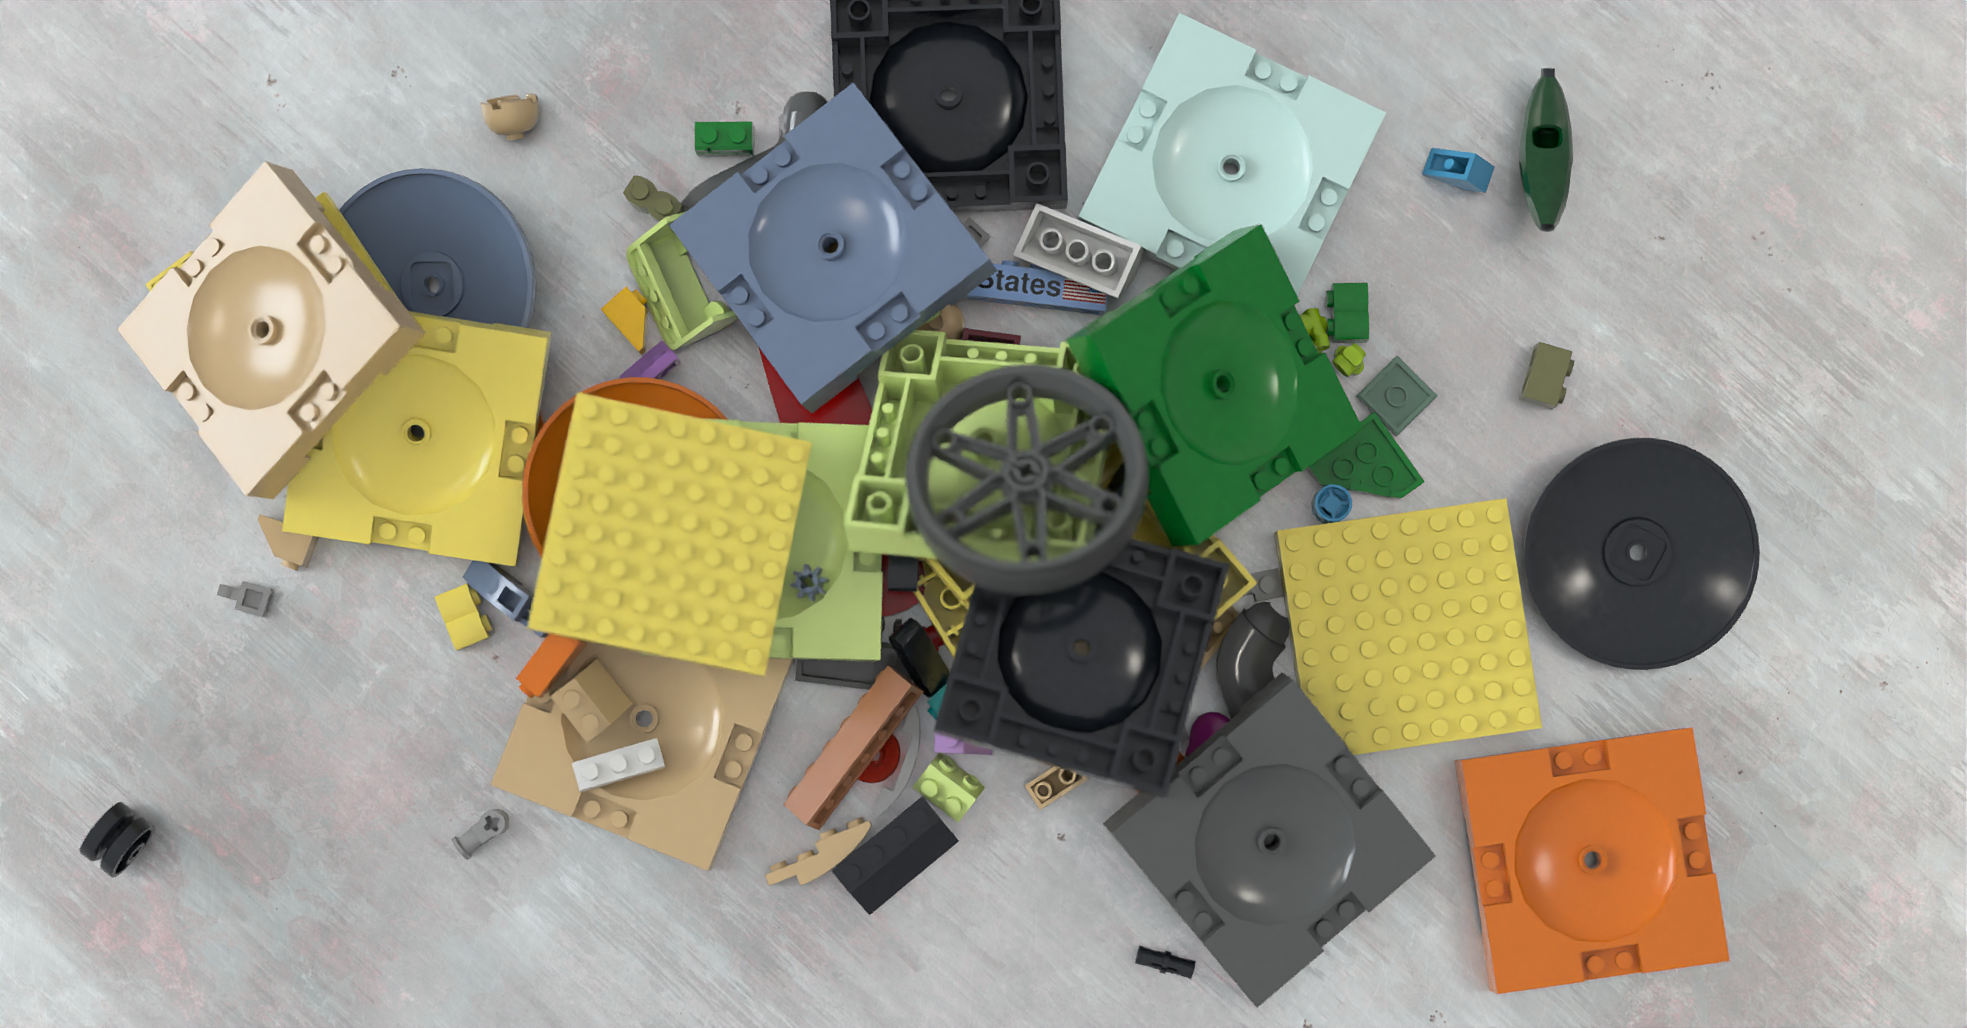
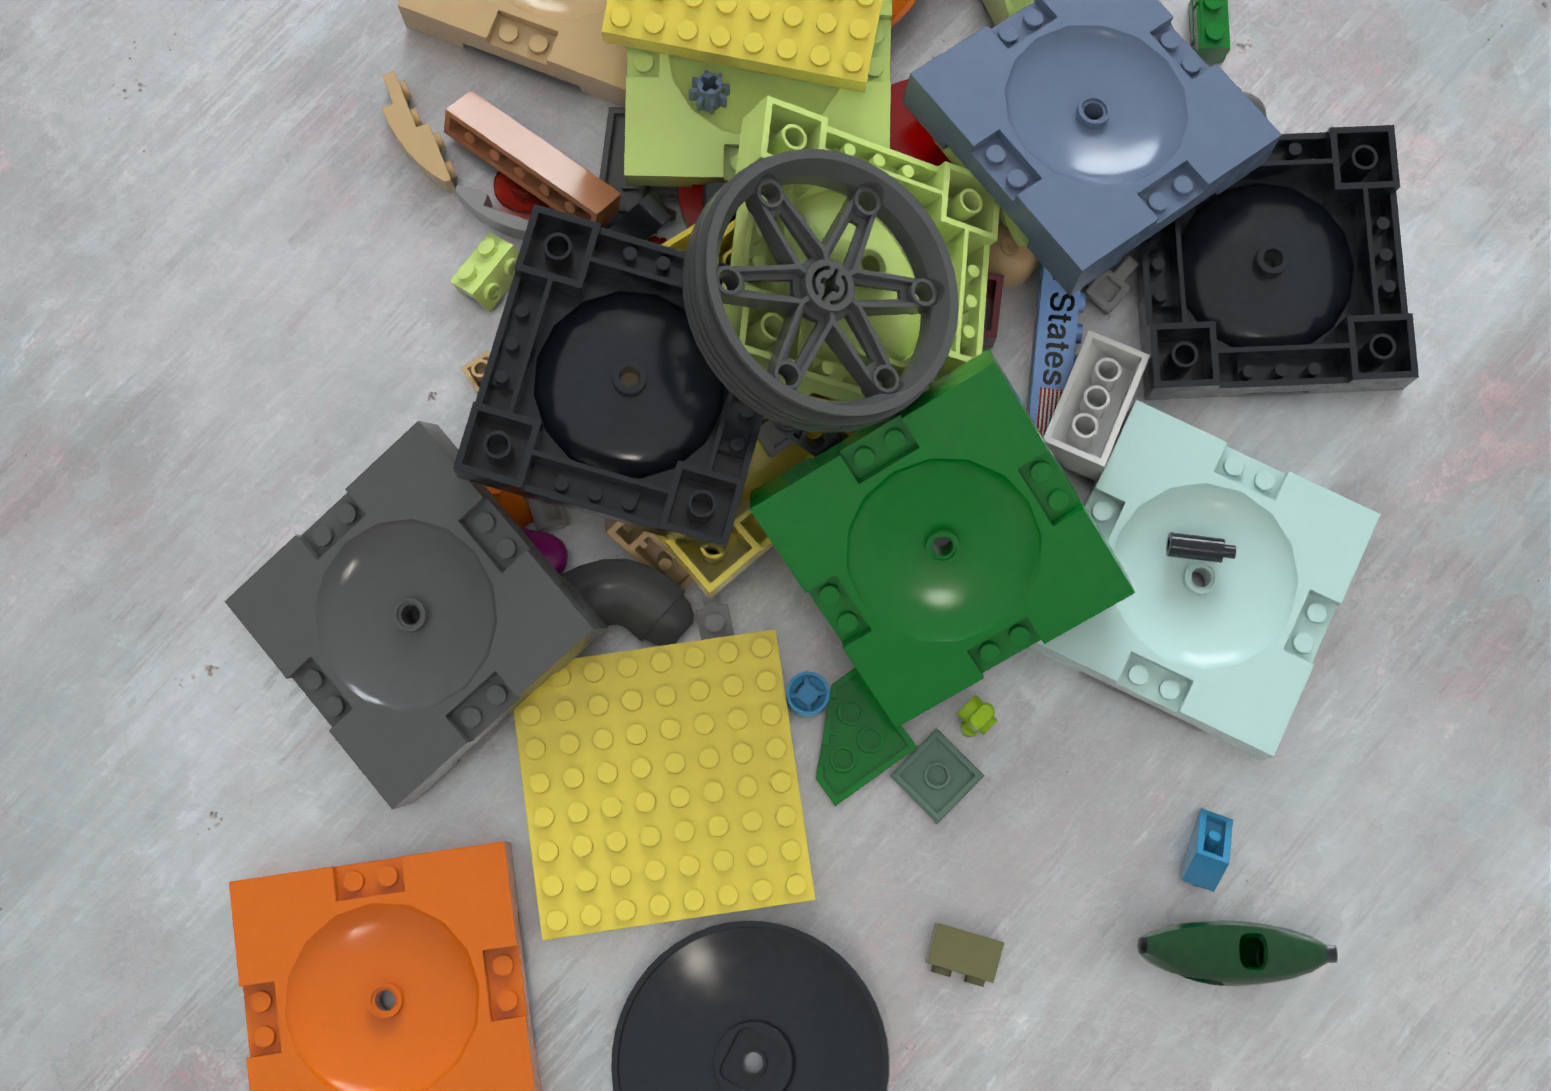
camera: 90 degrees right, 5 degrees down
(895, 855) = (414, 212): black slope -> none
(1165, 962) = (287, 508): black pin -> none
(1209, 167) = (1198, 547): none -> black cylinder
(1316, 328) = (1014, 676): lime plate -> none
(1349, 312) = (1033, 717): green brick -> none

